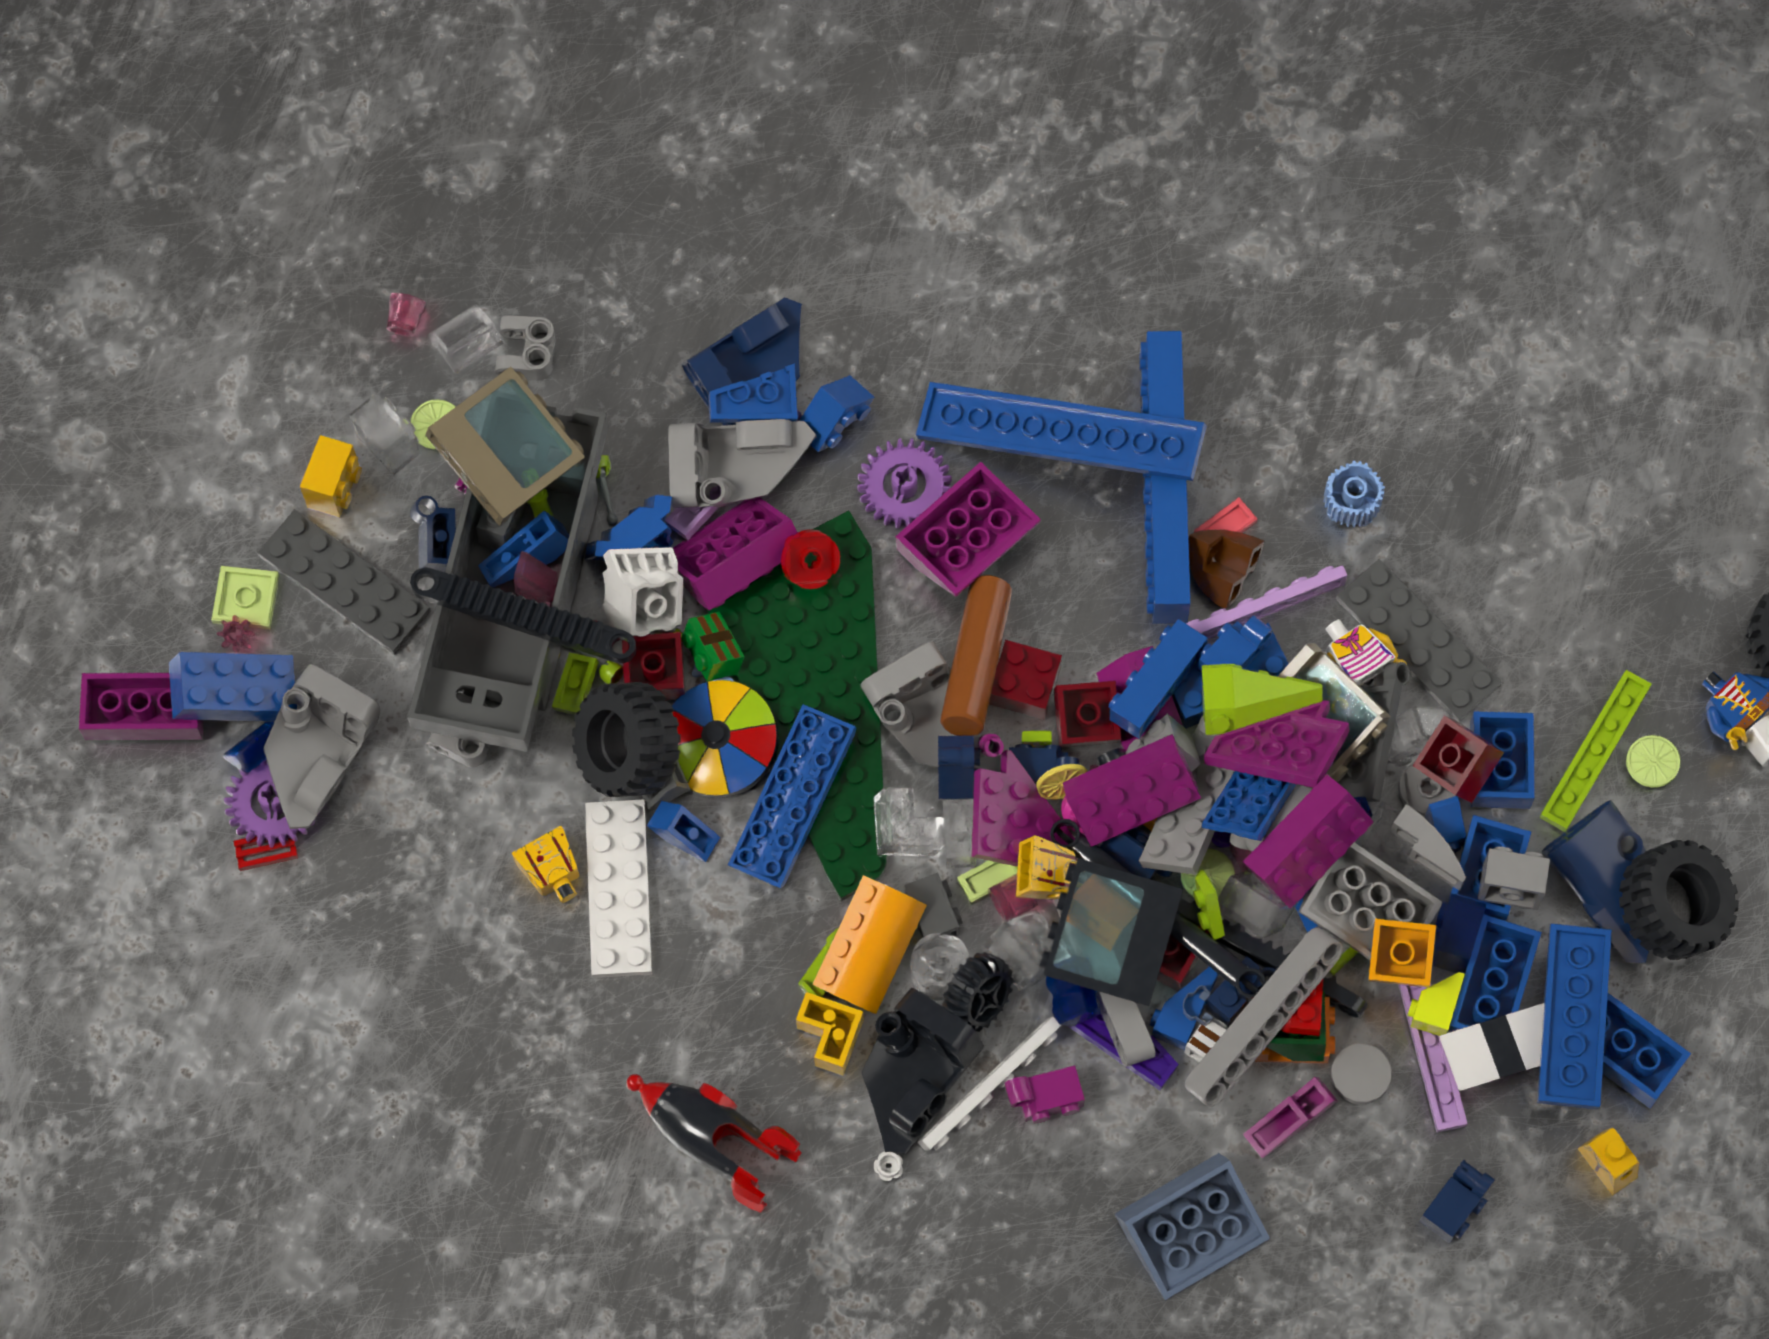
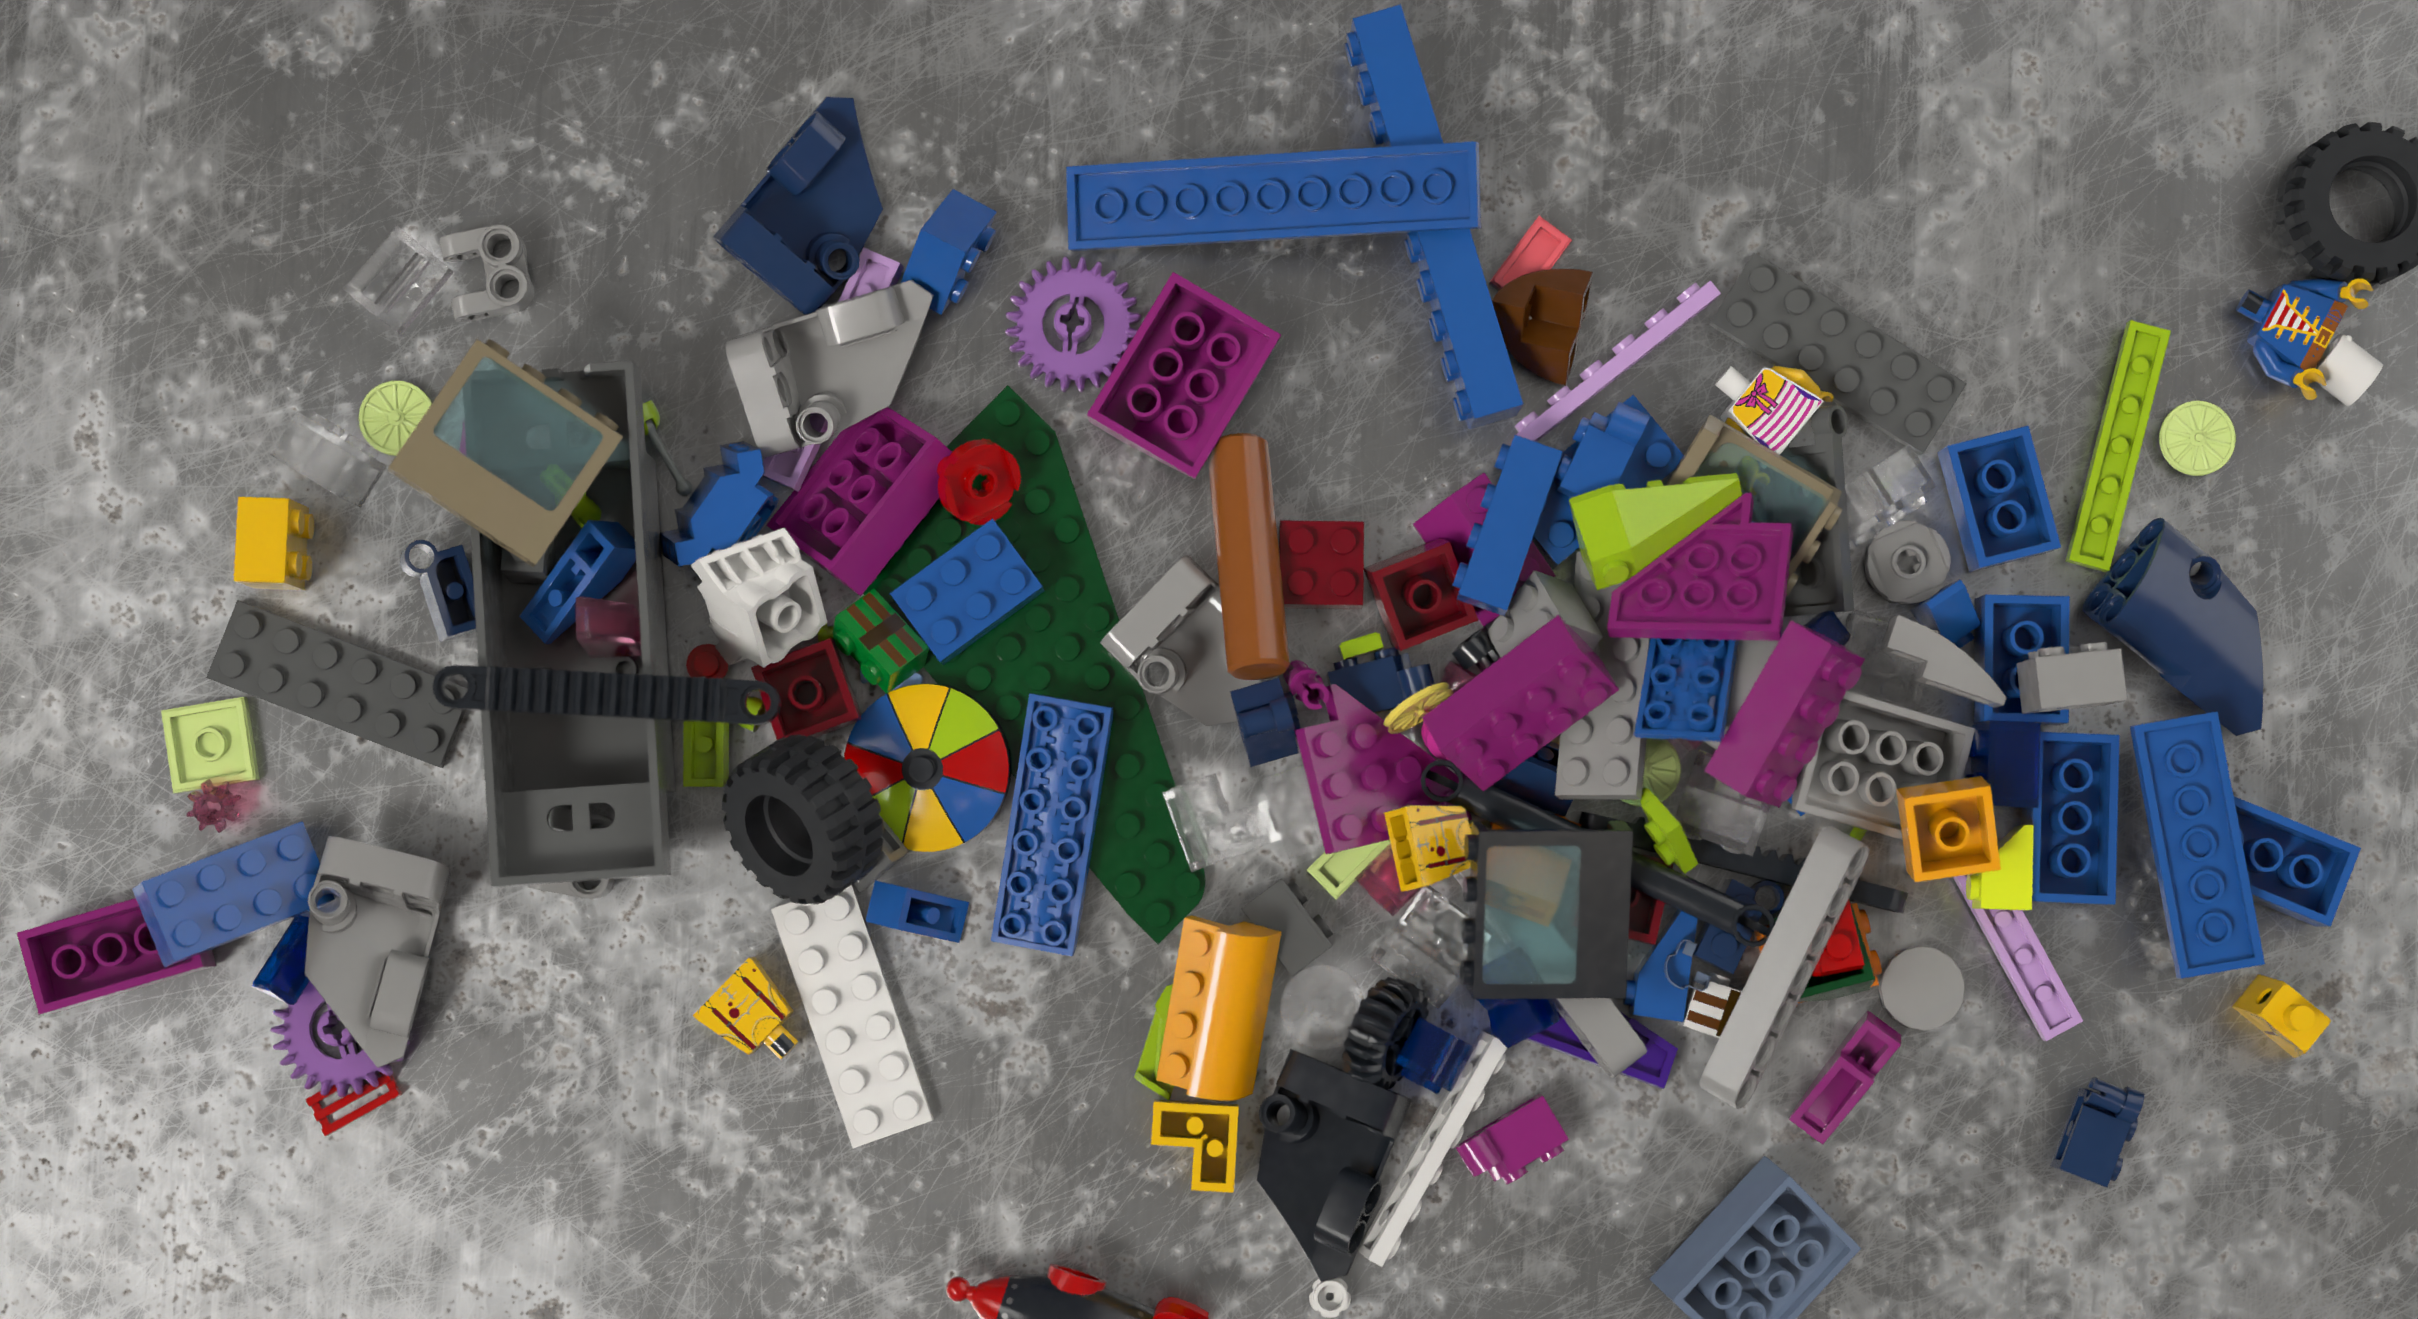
camera: 20 degrees left, 15 degrees up
(404, 313) = (301, 270): clear pink piece -> none
(757, 399) = (836, 269): blue wing -> none
(781, 628) = (967, 592): none -> blue brick
(1007, 1018) = (1433, 1057): none -> clear blue brick
(1348, 508) = (1683, 190): light blue brick -> none
(1458, 759) = (1948, 526): dark red brick -> none
(1495, 1047) = (2100, 915): white sticker -> none
(1709, 894) = (2331, 628): black tyre -> none

